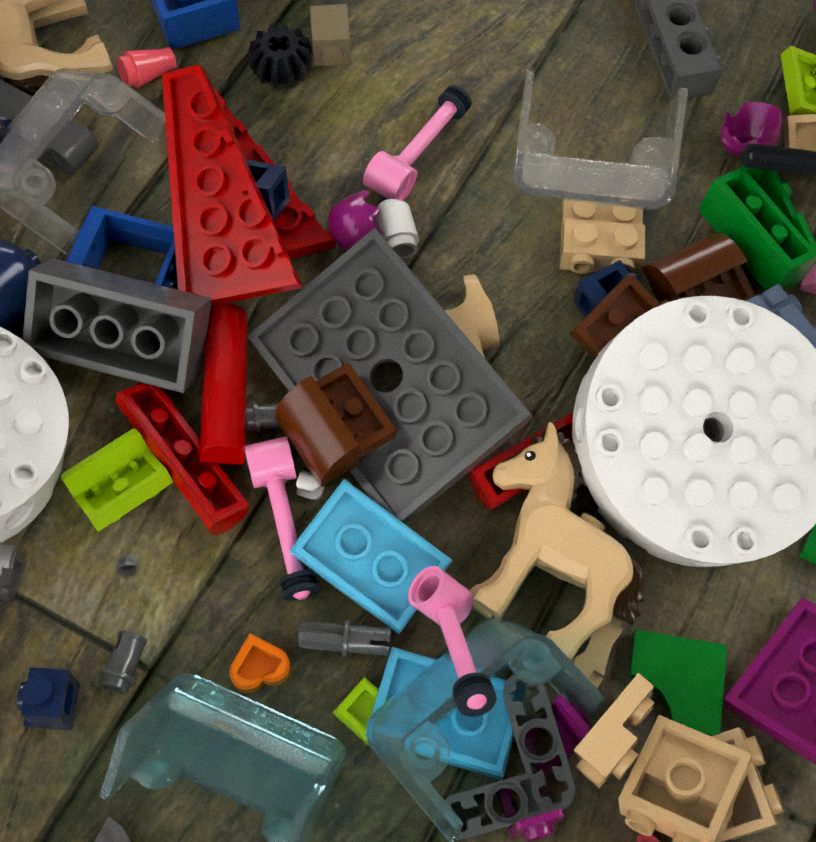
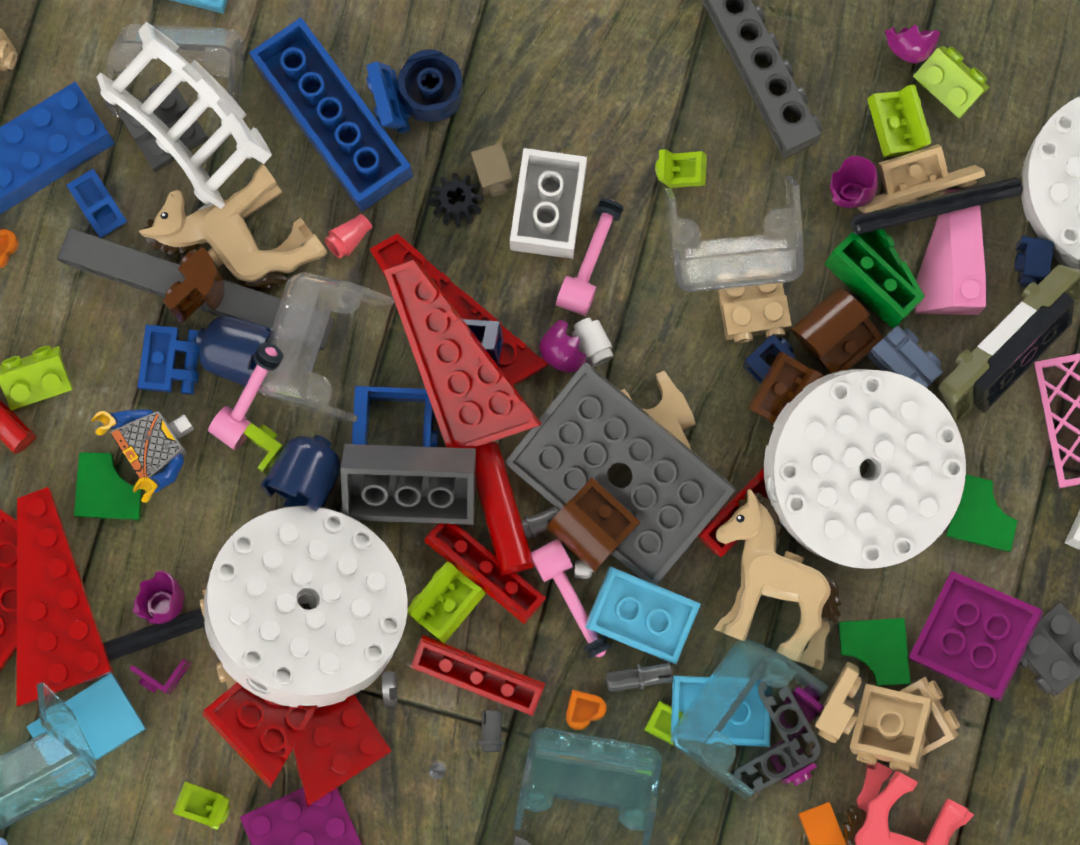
camera: 10 degrees left, 15 degrees up
(48, 698) = (449, 770): dark blue brick -> none
(130, 584) = (477, 675): none -> red brick
(383, 75) = (548, 203): none -> white brick
(448, 605) = (707, 639): bright pink piece -> none
(551, 79) = (681, 168): none -> lime bracket

